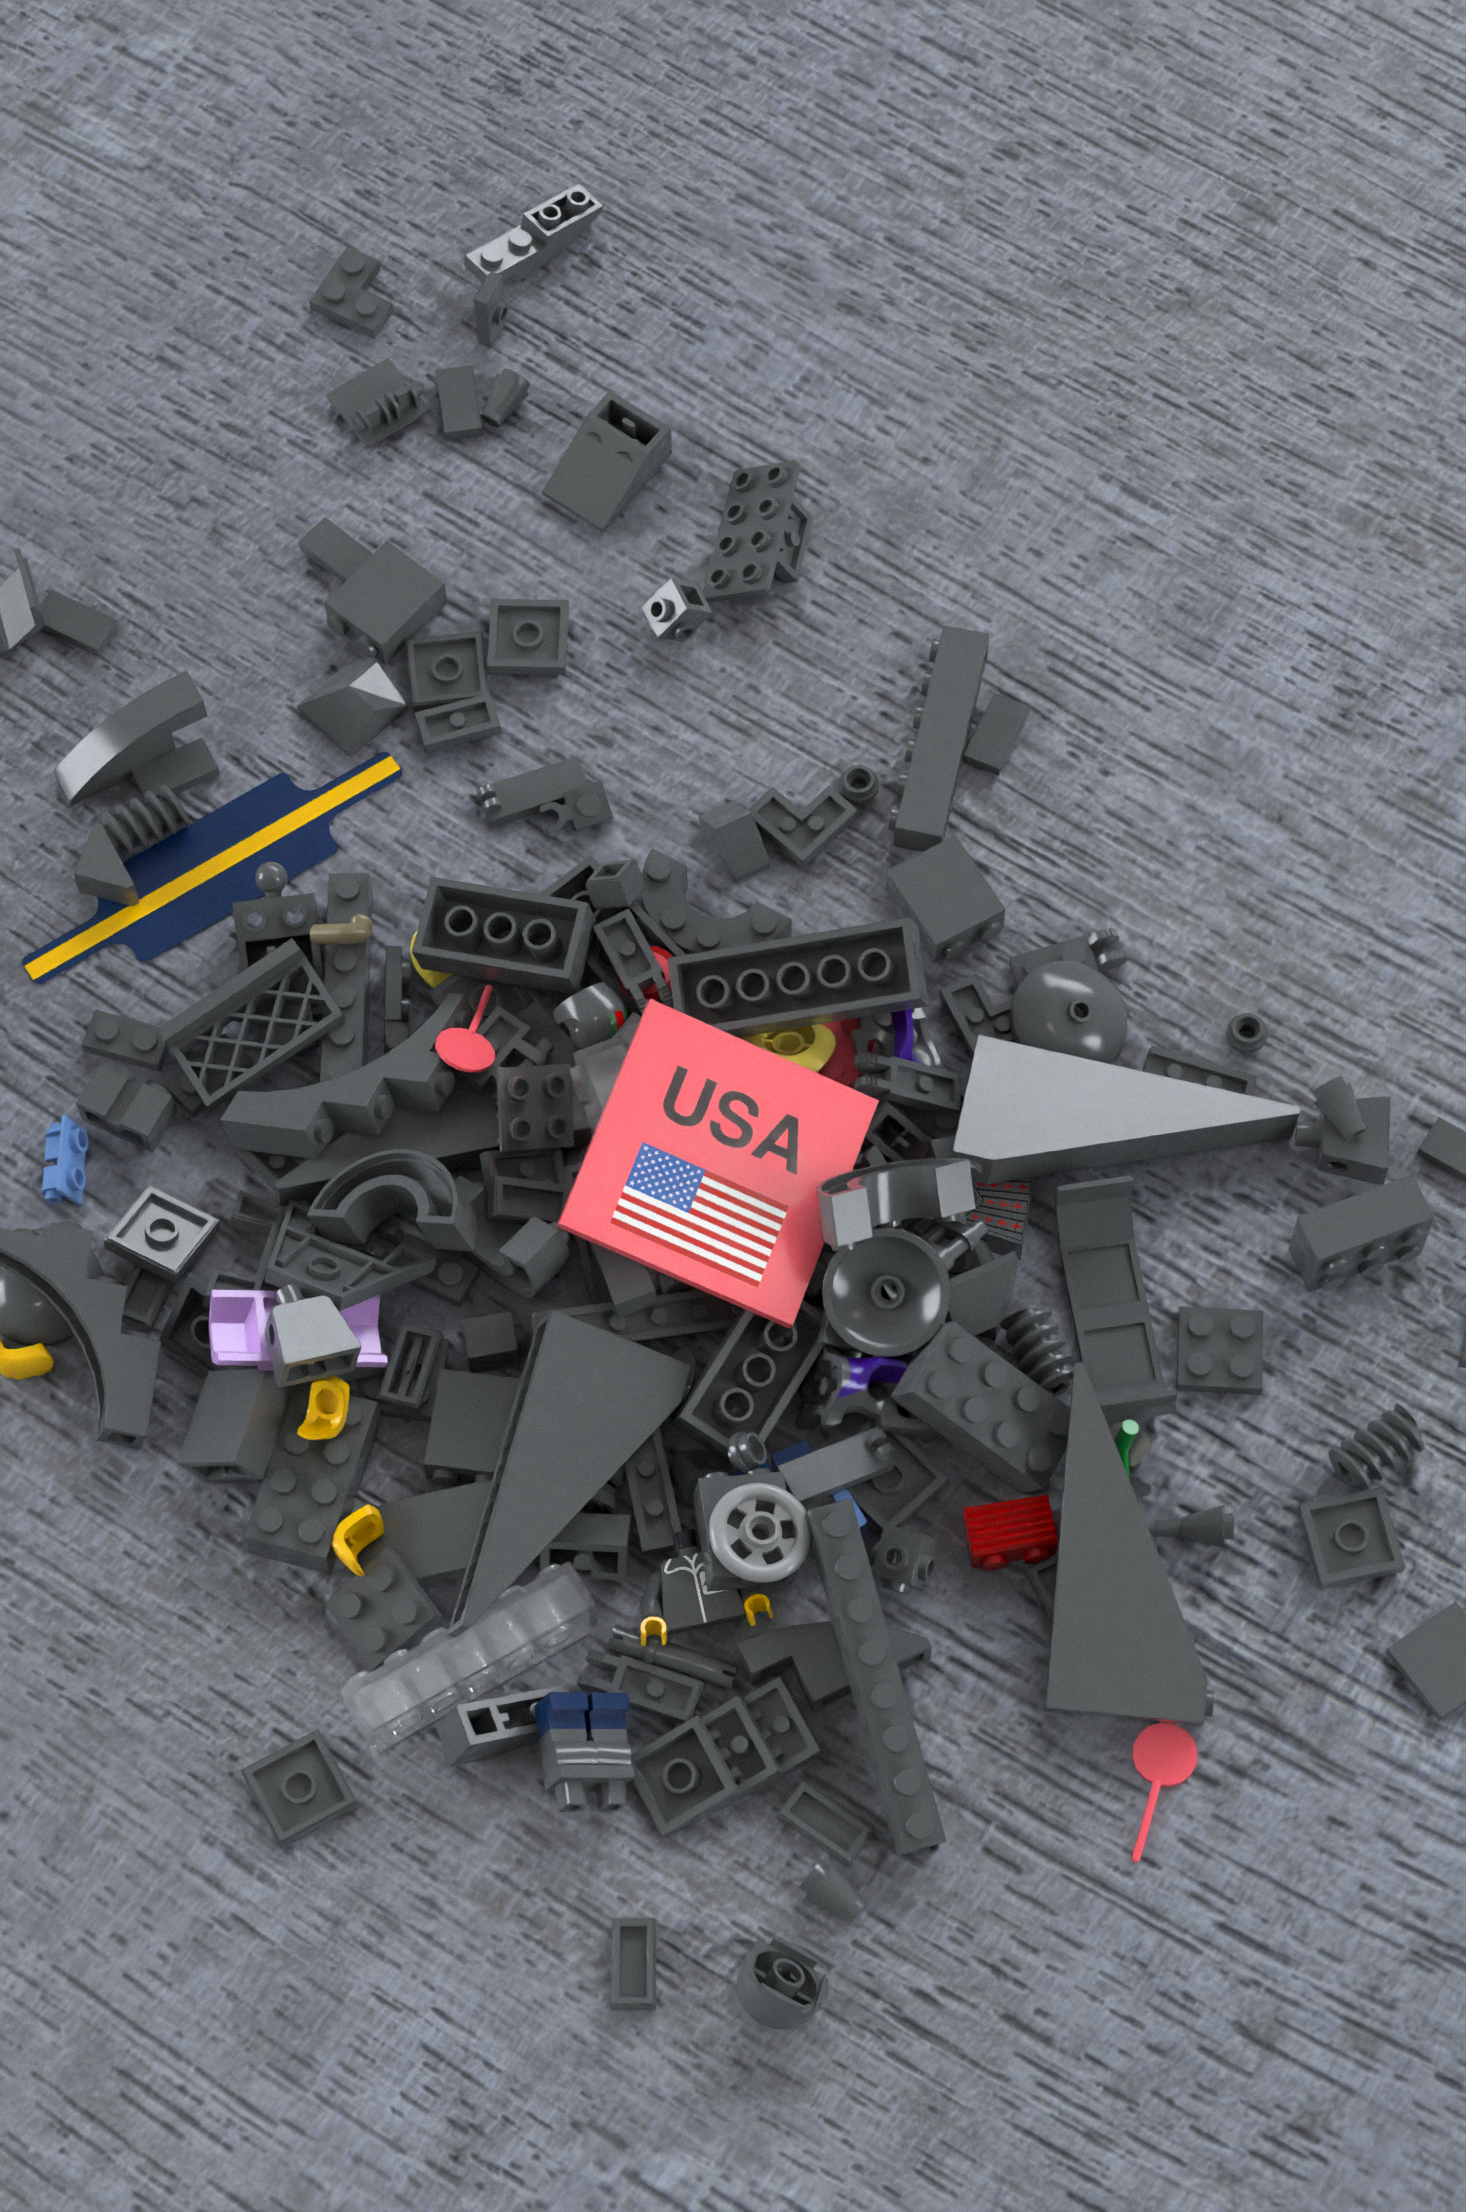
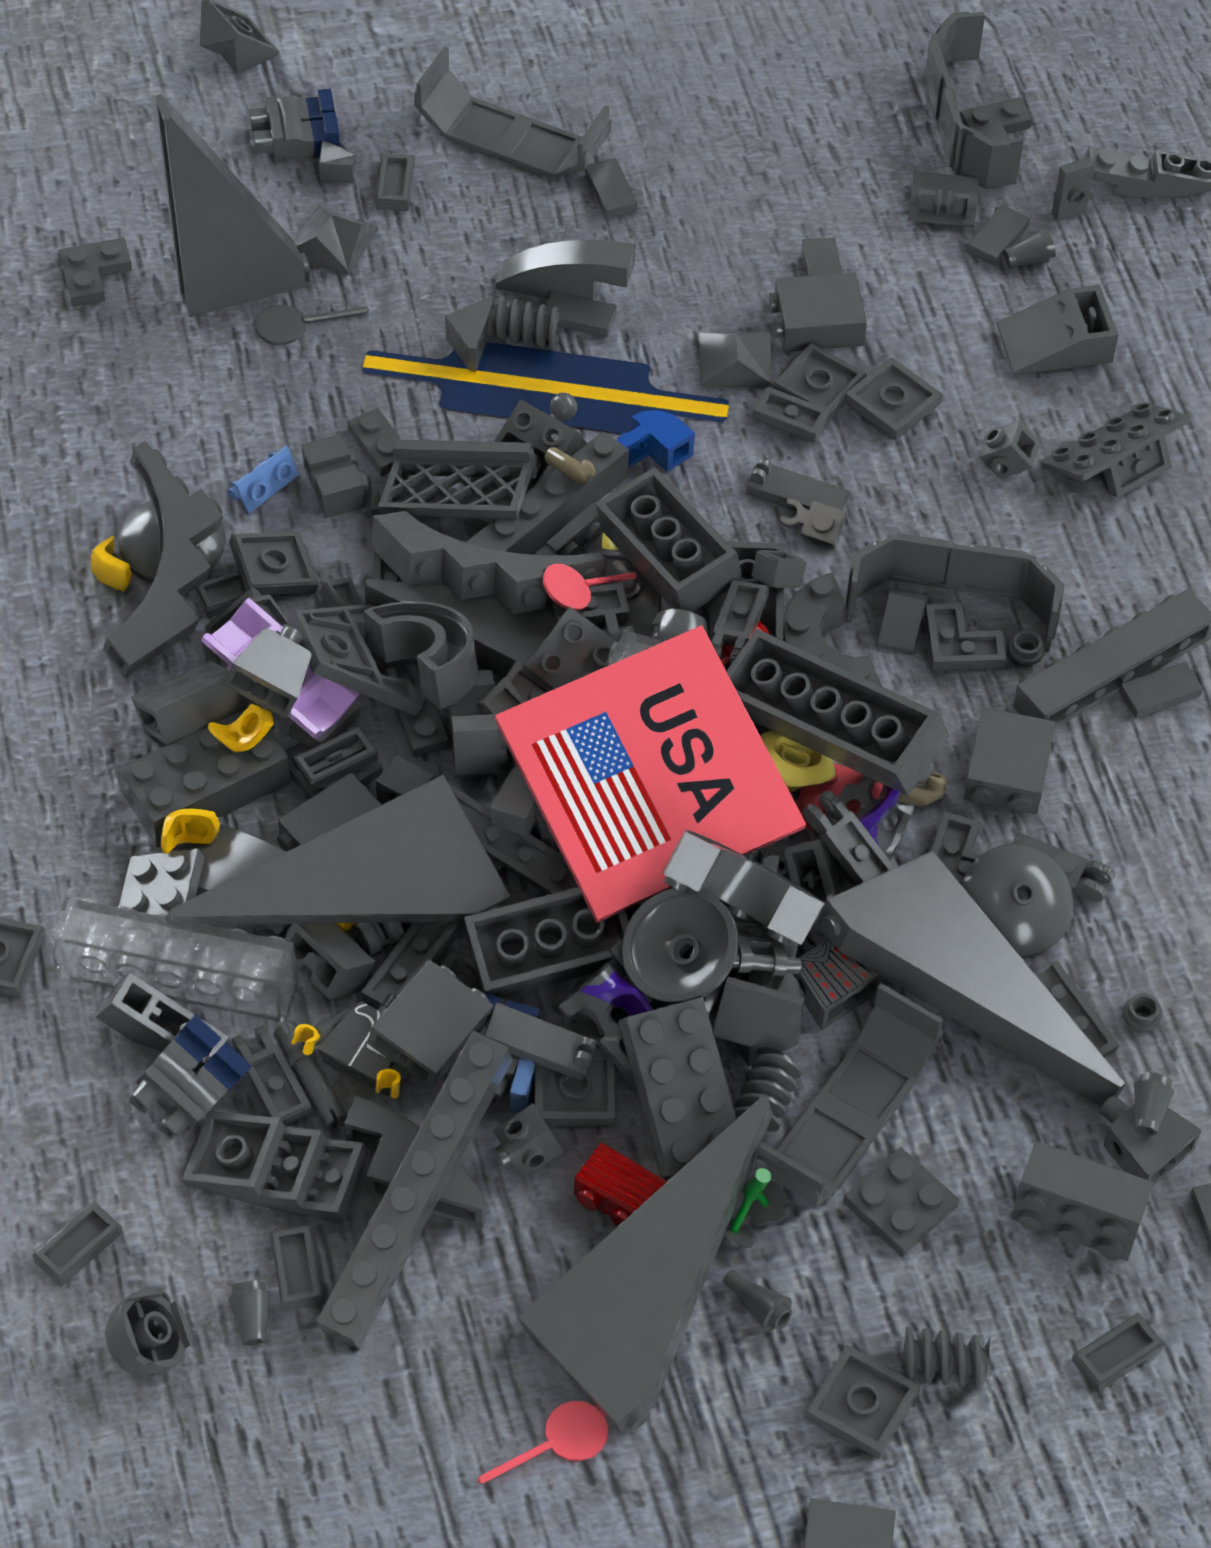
camera: 40 degrees right, 10 degrees down
(348, 341) = (965, 149): none -> dark grey windscreen
(369, 836) = (660, 437): none -> blue brick
(746, 1451) = (485, 975): dark grey plate -> none
(753, 1567) = (441, 995): light grey plate -> none
(802, 722) = (958, 568): none -> dark grey windscreen

